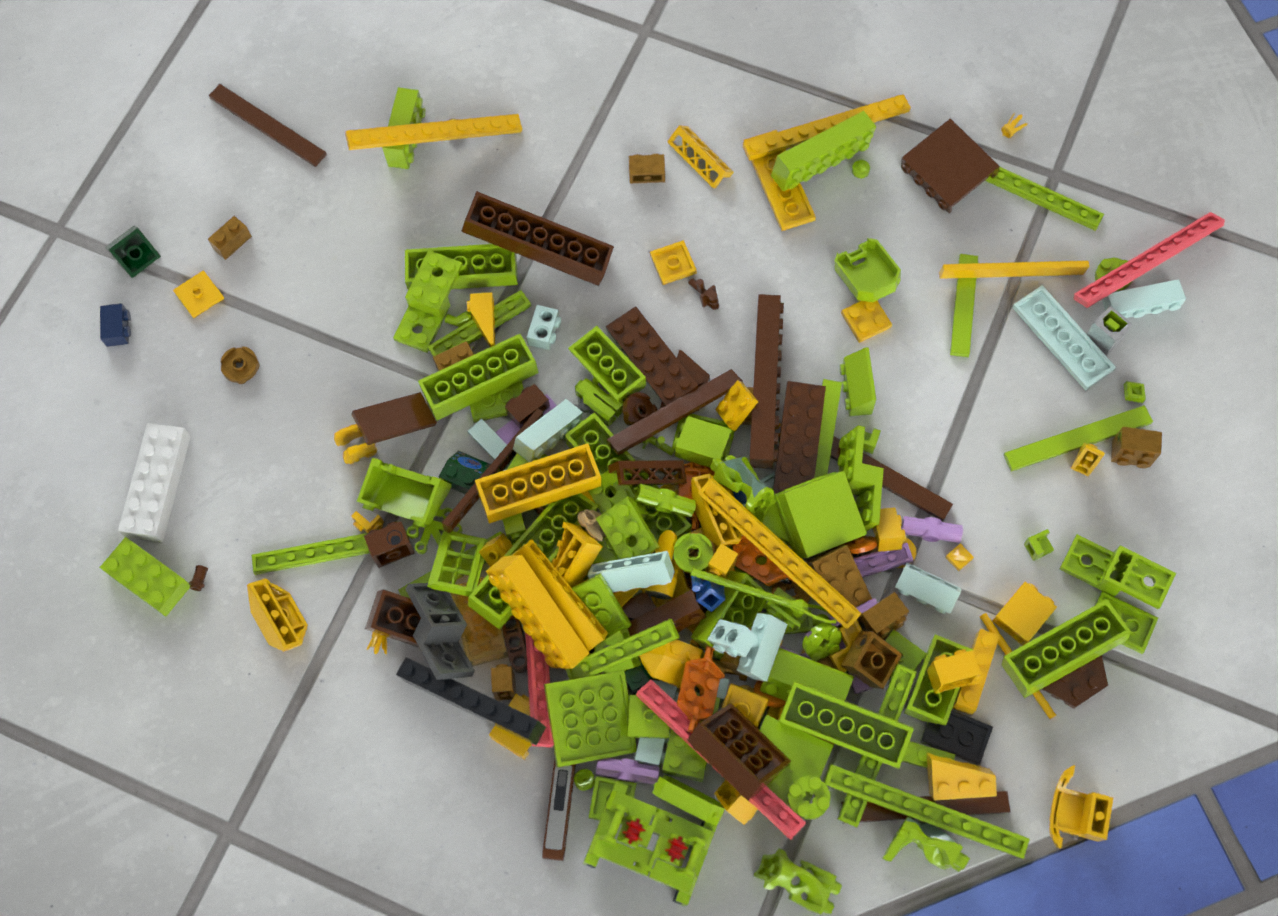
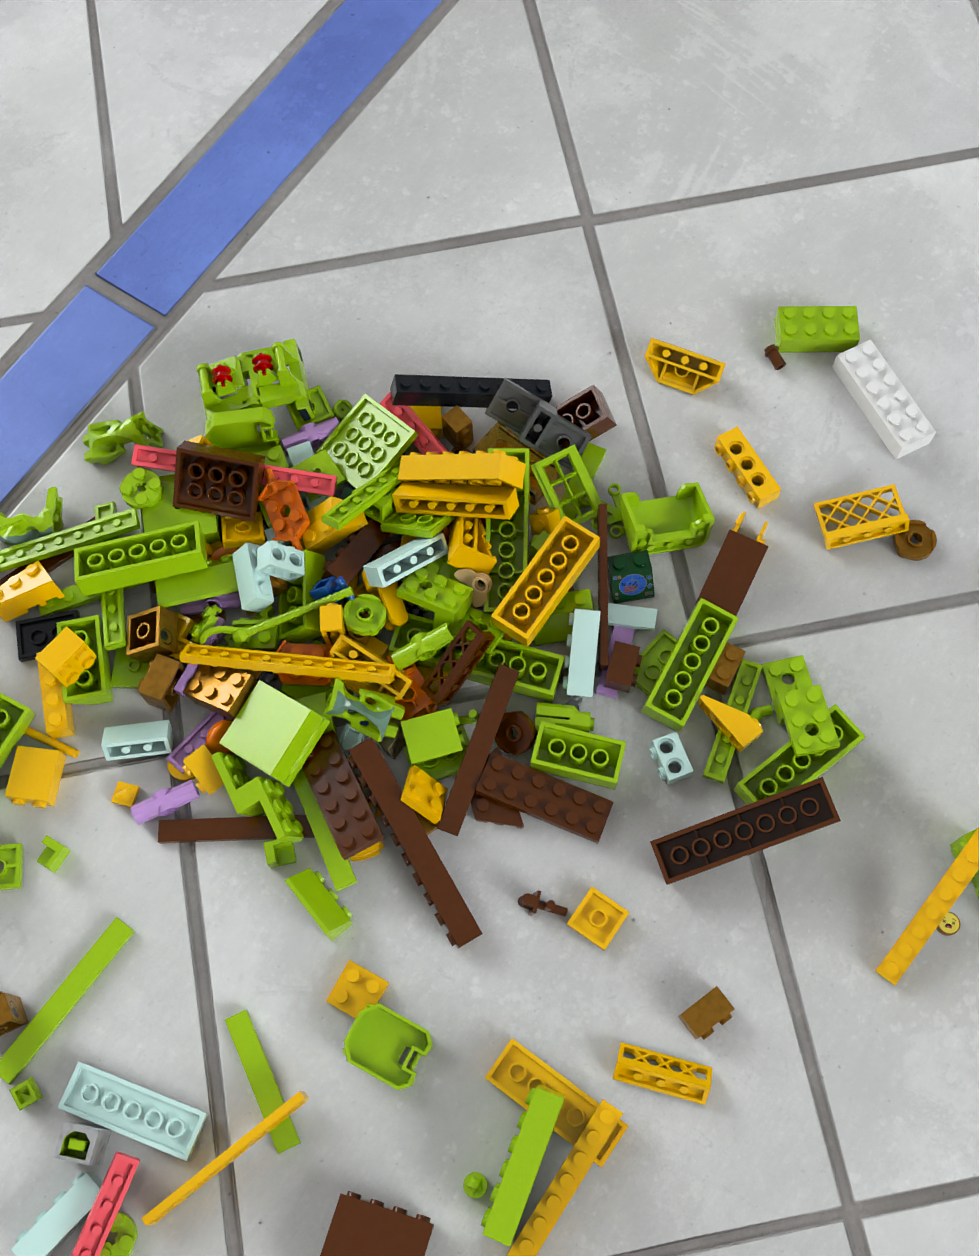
camera: 145 degrees right, 0 degrees up
(267, 389) = (865, 529): none -> yellow fence
(305, 471) = (735, 441): none -> yellow brick
(309, 554) = (703, 433): lime tile -> none
(363, 524) = (676, 479): yellow bracket -> none
(389, 544) = (642, 470): reddish brown brick -> none
(558, 812) = (343, 370): beam -> none
(1087, 459) = (38, 973): yellow slope -> none

